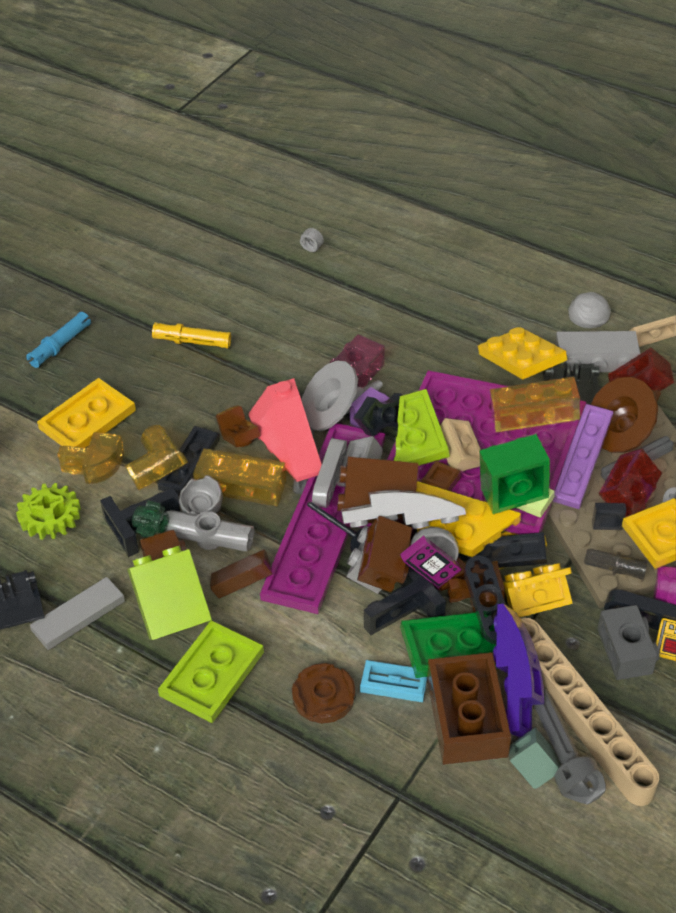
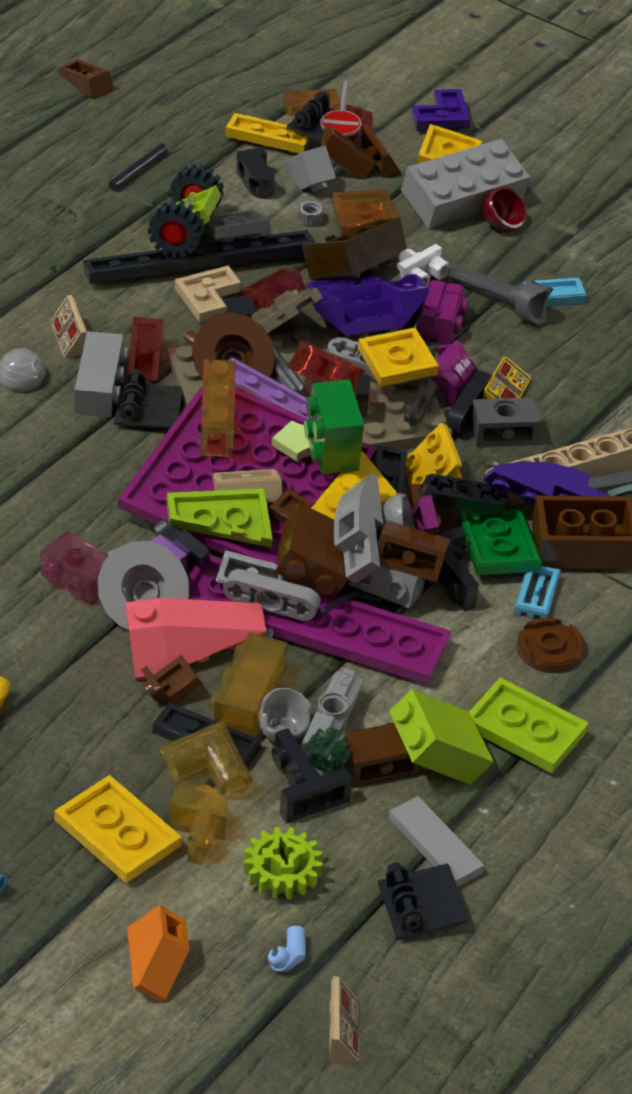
camera: 90 degrees left, 5 degrees down
(240, 574) = (394, 679): reddish brown slope -> none
(522, 352) = (95, 426): yellow plate -> none

